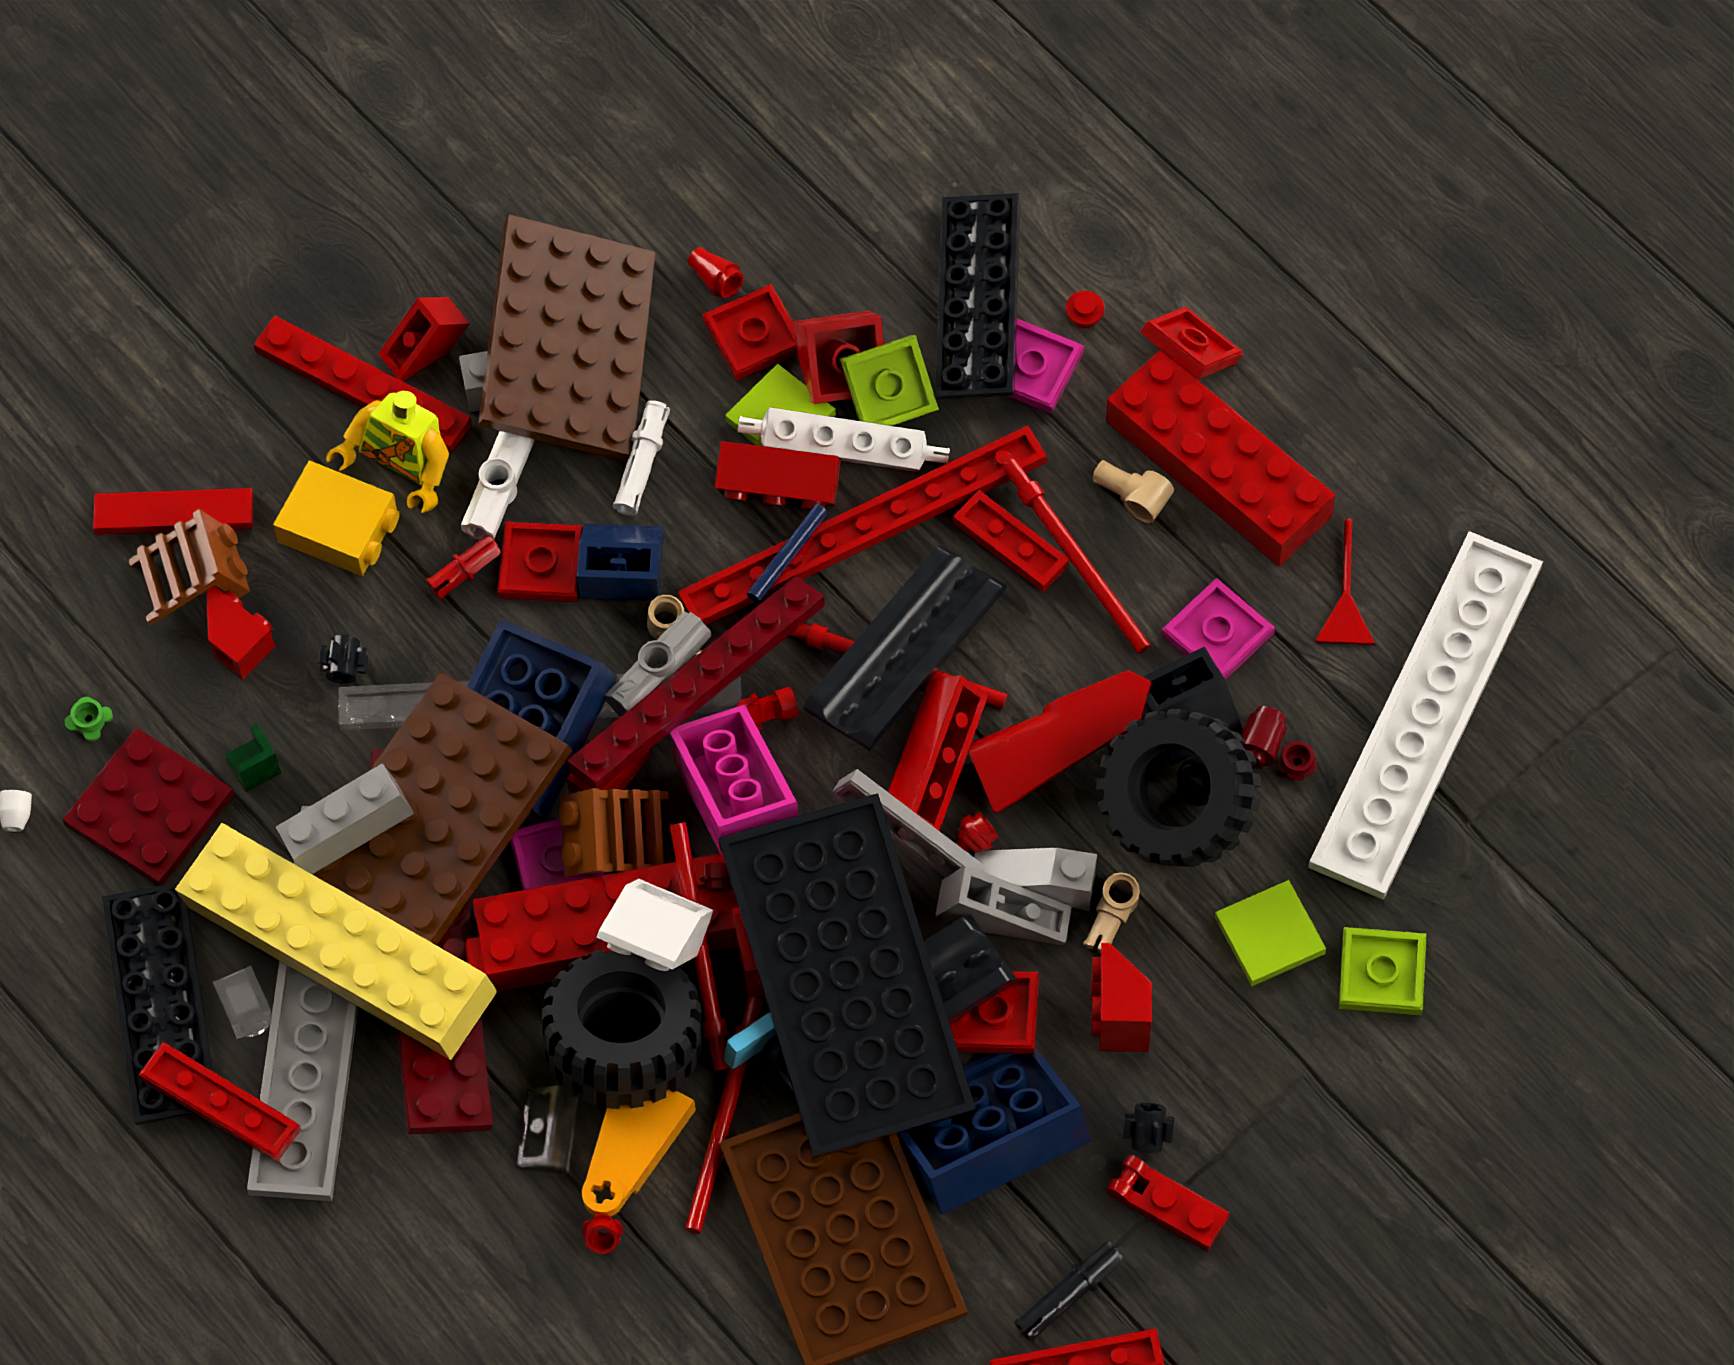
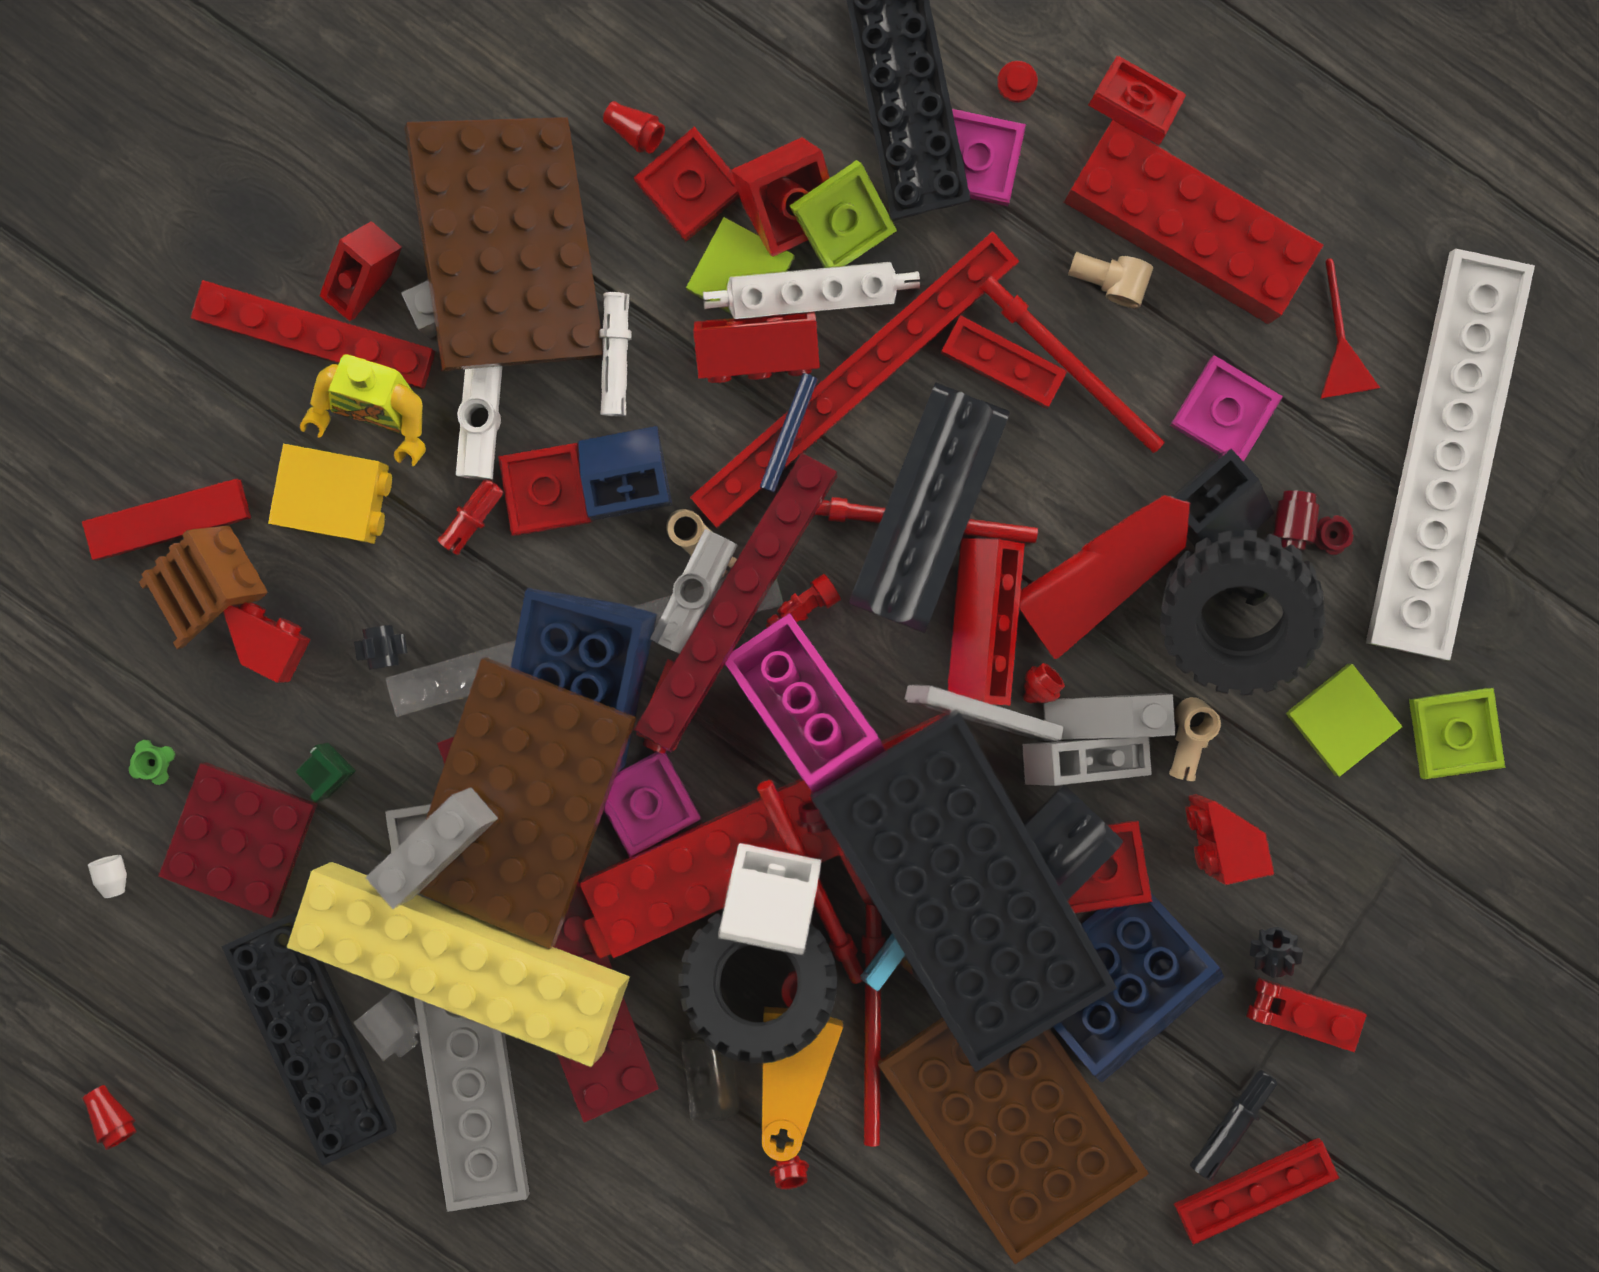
camera: 15 degrees left, 25 degrees up
(220, 1102) = (395, 1136): red tile -> none
(594, 830) = (678, 784): dark orange plate -> none

